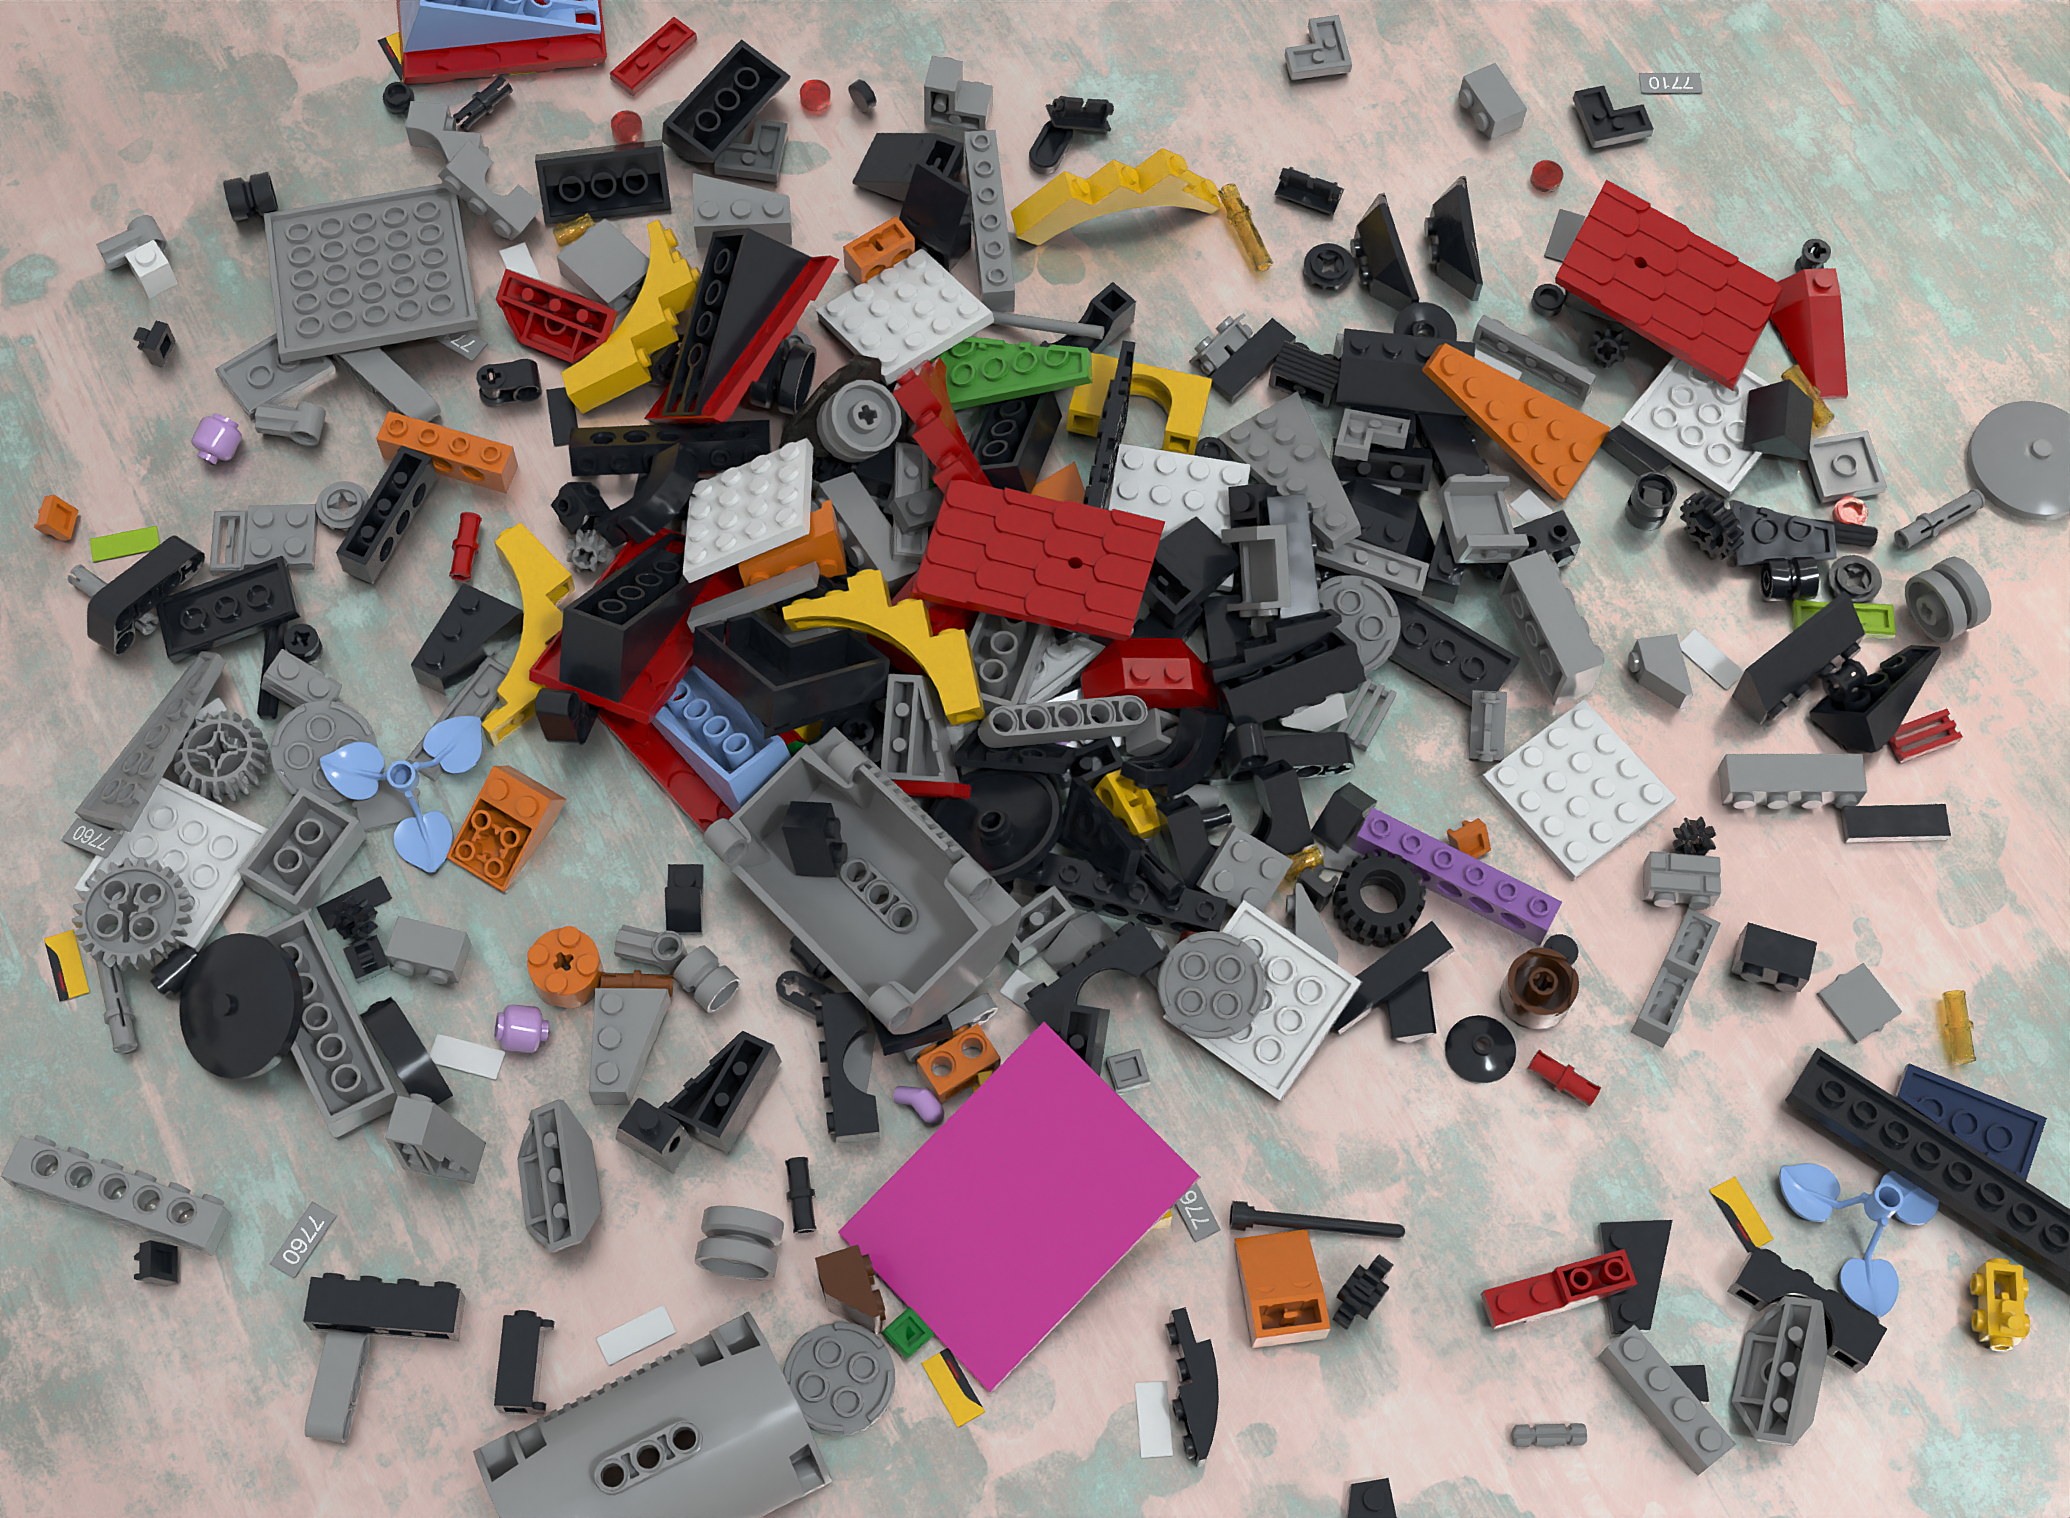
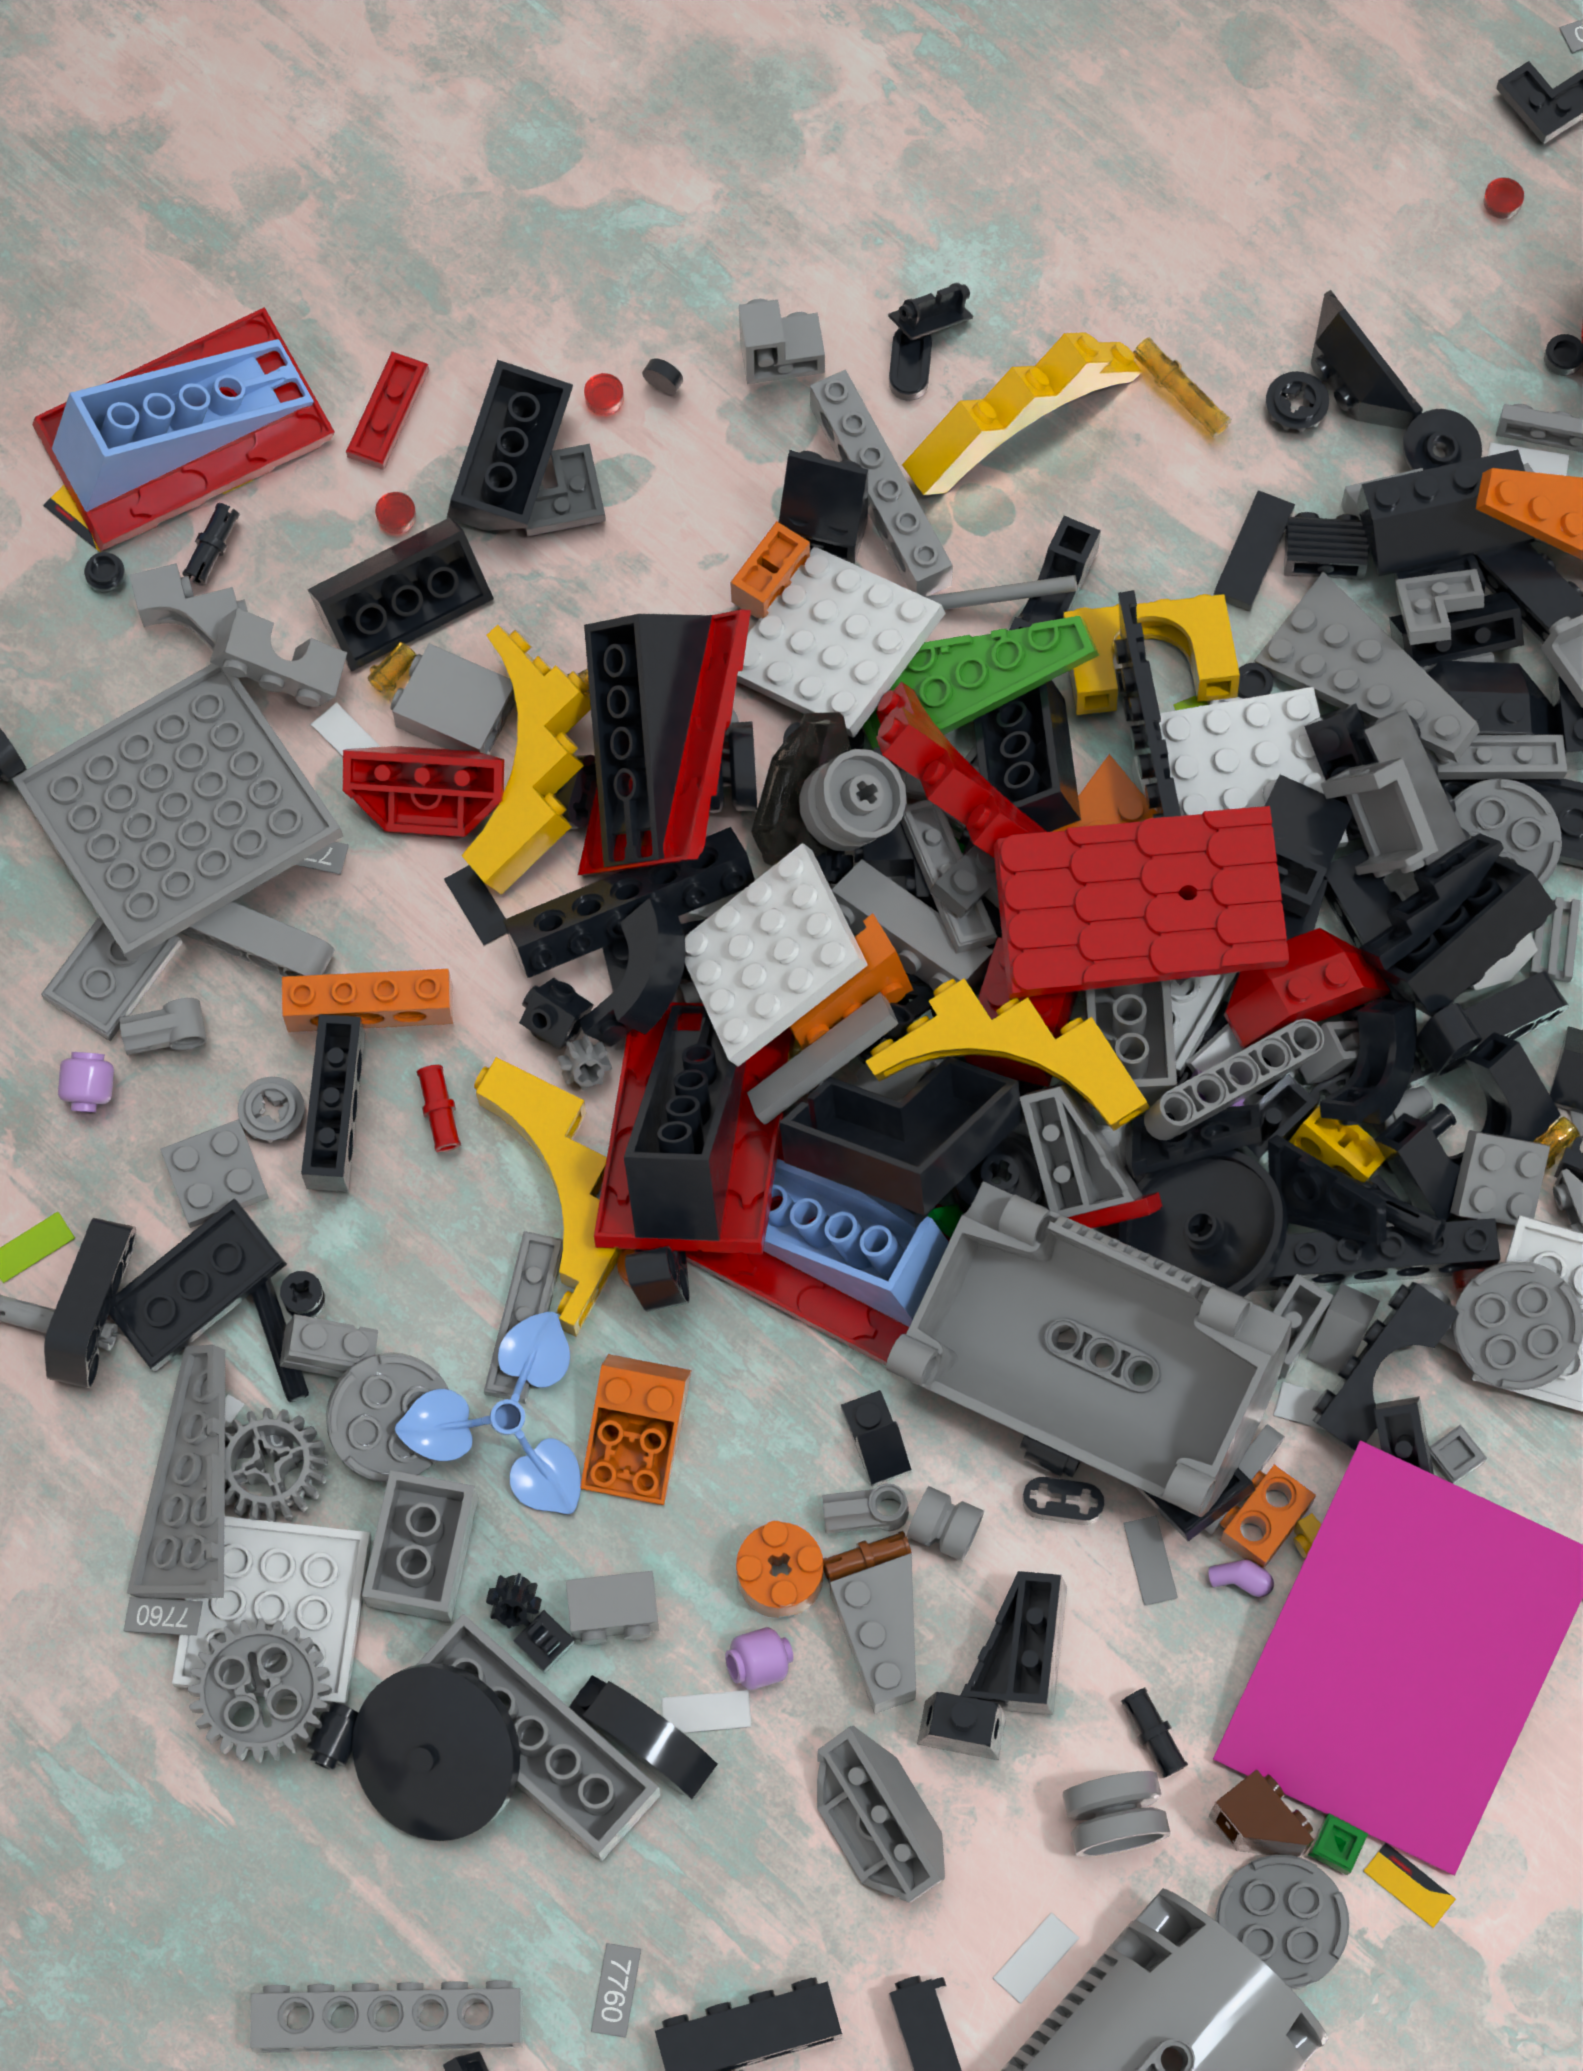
camera: 15 degrees left, 5 degrees up
(66, 965) = (199, 1775): yellow sticker -> none
(117, 1012) = (288, 1809): light grey pin -> none
(228, 567) = (168, 1233): light grey tile -> none
(373, 890) = (510, 1561): black sticker -> none
(384, 808) = (489, 1450): light grey piece -> none
(432, 1140) = (727, 1825): light grey wedge -> none
(464, 637) = (491, 1216): black wedge -> none
(511, 381) = (404, 887): black piece -> none
(730, 206) = (581, 580): light grey wedge -> none
(814, 839) = (1009, 1319): black brick -> none
(853, 1111) = (1172, 1615): black arch -> none
(893, 158) = (751, 445): black slope -> none
(1212, 351) = (1203, 555): light grey hinge -> none
(1309, 191) = (1237, 314): black hinge -> none
(1325, 55) = (1188, 133): light grey plate -> none
(1454, 241) = (1431, 320): black wedge -> none
(1492, 102) = (1406, 126): light grey brick -> none
(1563, 234) = (1552, 266): light grey sticker -> none

